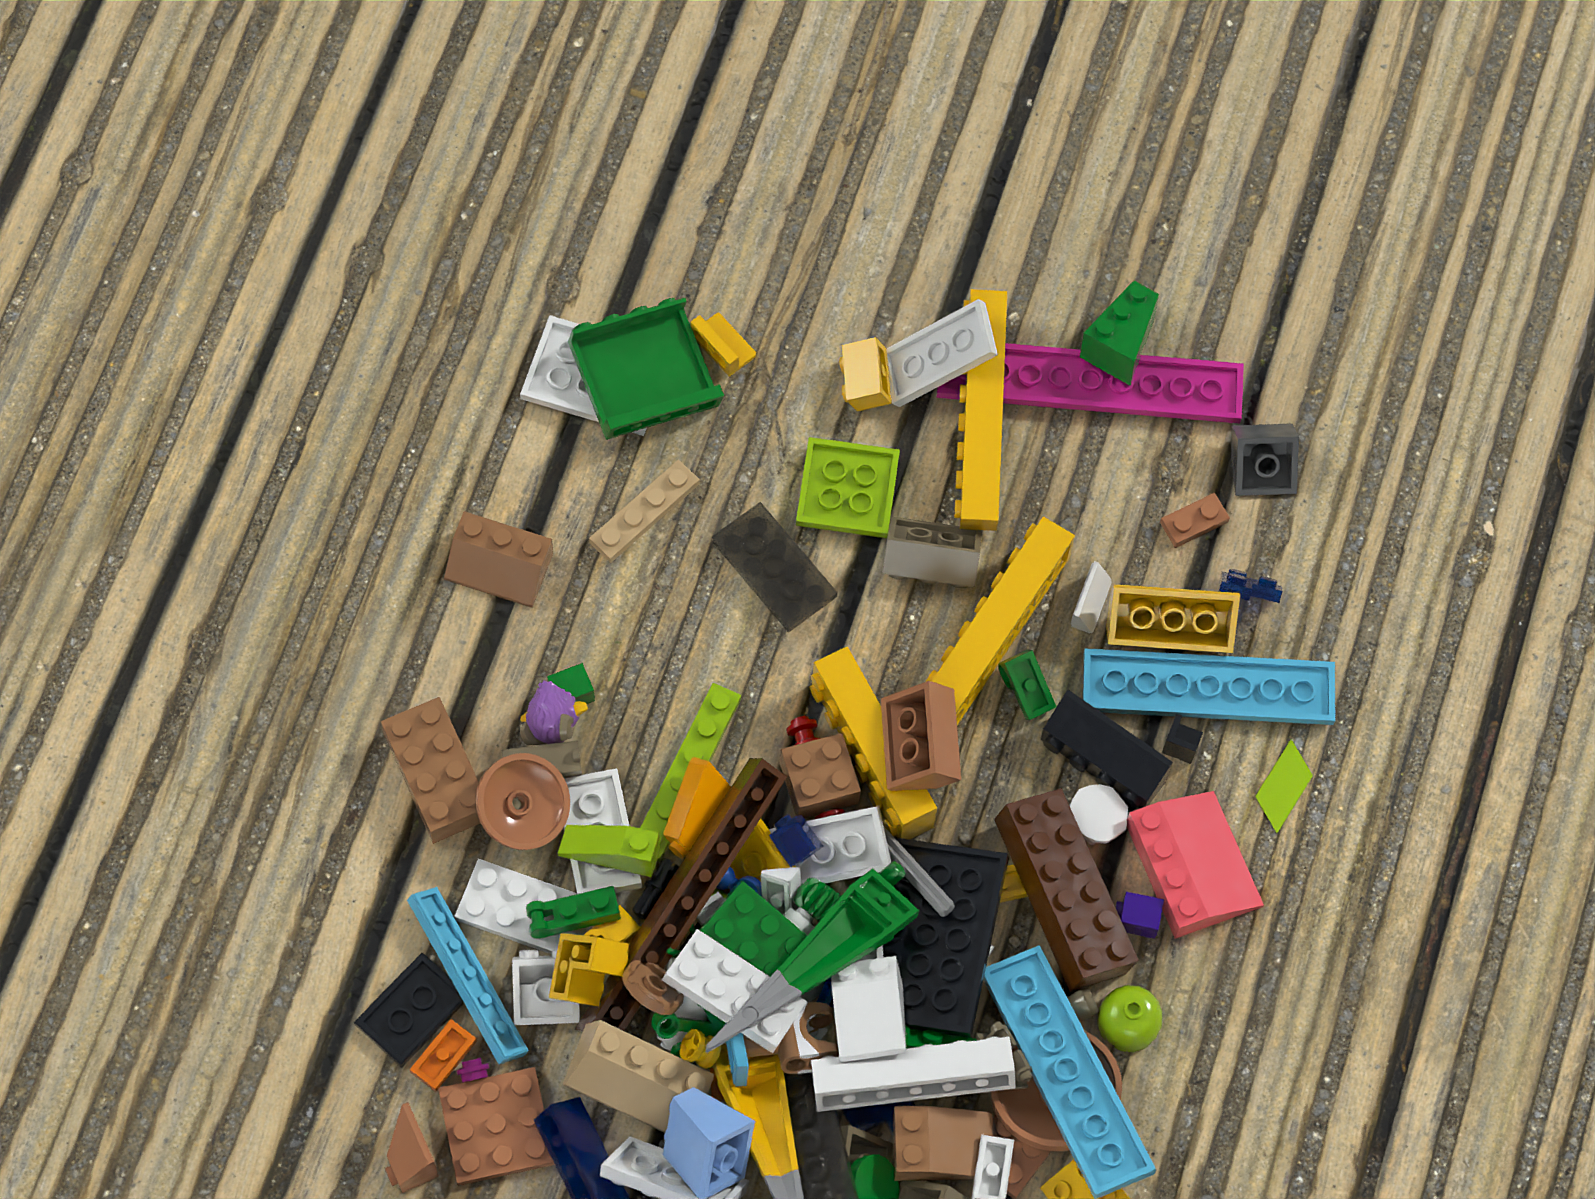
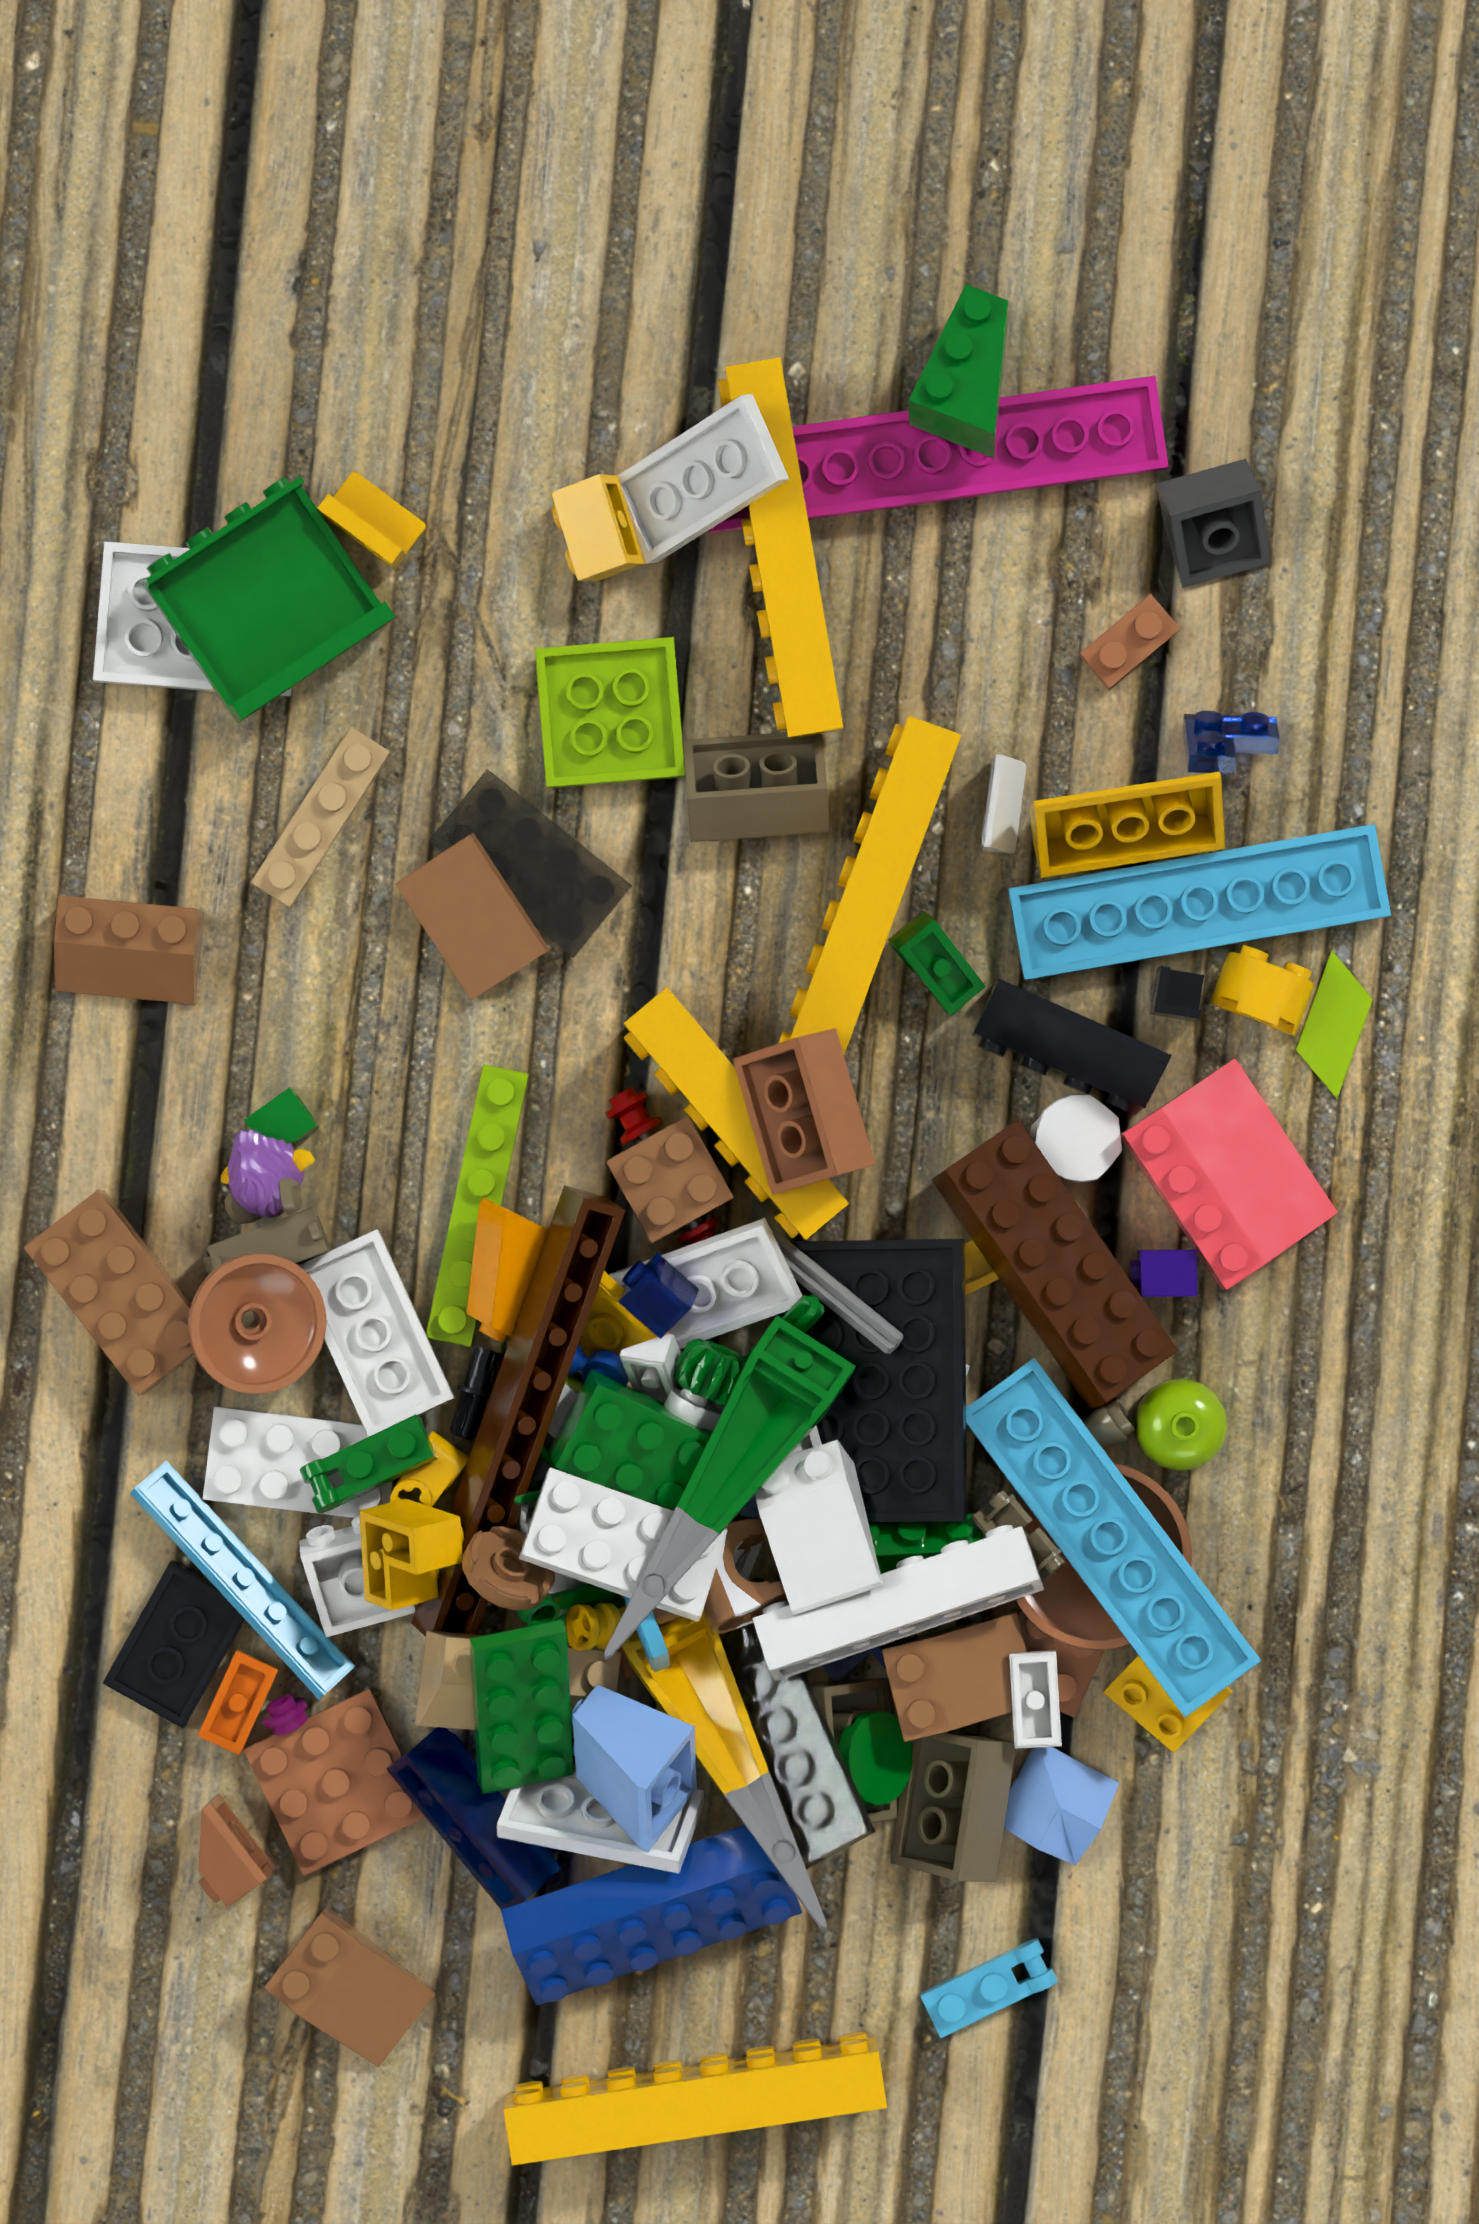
camera: 10 degrees left, 20 degrees up
(612, 847) = (397, 1360): lime slope -> none
(639, 1085) = (521, 1706): none -> green plate
(728, 588) = (472, 916): none -> medium nougat tile
(1242, 751) = (1263, 990): none -> yellow cylinder

